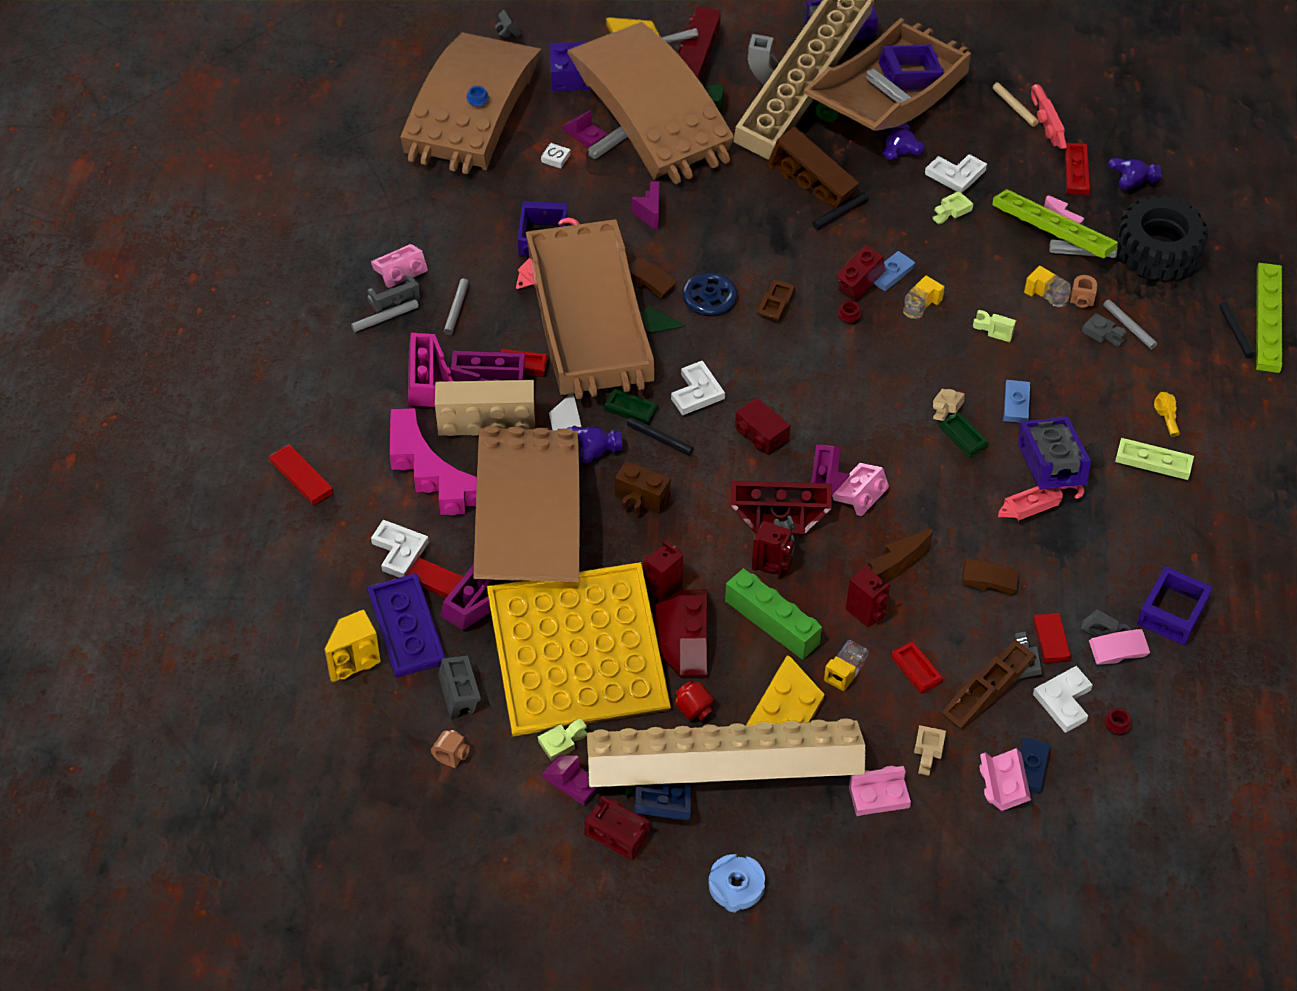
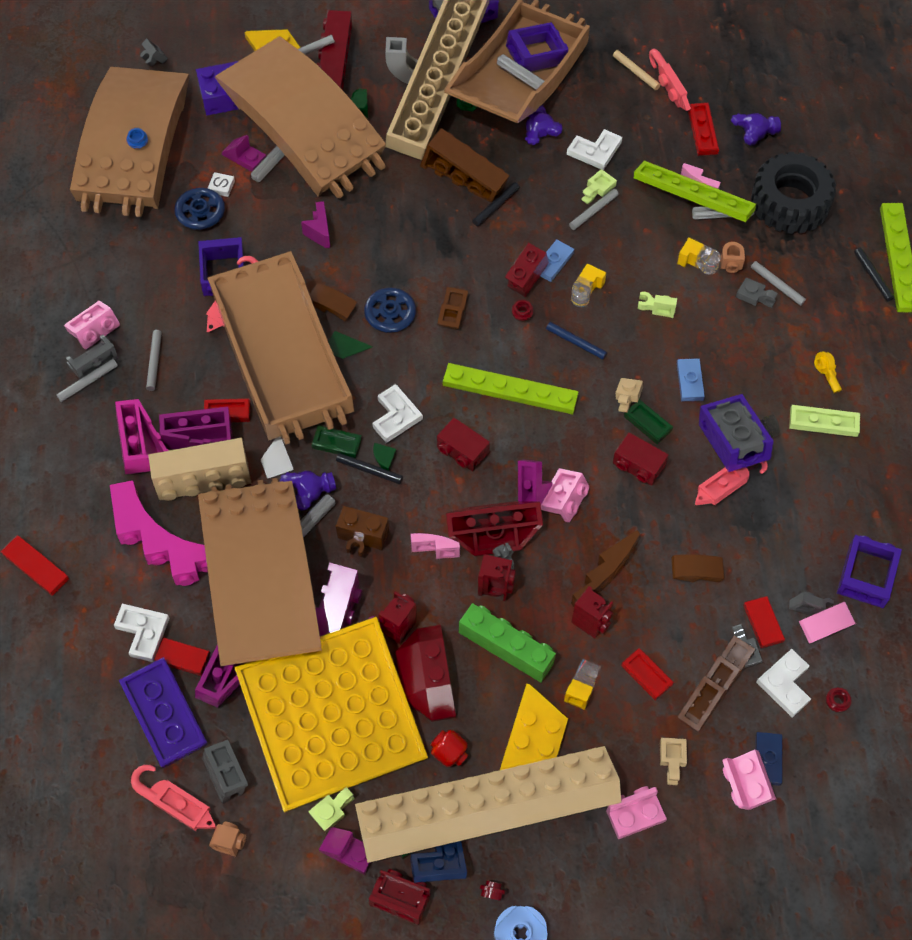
camera: 10 degrees left, 10 degrees up
(352, 646) = (114, 750): yellow slope -> none
(402, 706) = (174, 801): none -> coral plate
(529, 174) = (199, 203): none -> dark blue plate
(597, 469) = (316, 513): none -> light grey axle
(608, 541) = (338, 599): none -> wedge
(678, 426) = (384, 455): none -> dark green tile
(710, 511) = (441, 545): none -> bright pink slope
(714, 838) = (492, 890): none -> dark red plate
(823, 383) = (510, 388): none -> lime plate
(901, 348) = (576, 340): none -> dark blue bar
(944, 229) = (593, 209): none -> light grey bar
(947, 465) = (640, 459): none -> dark red hinge

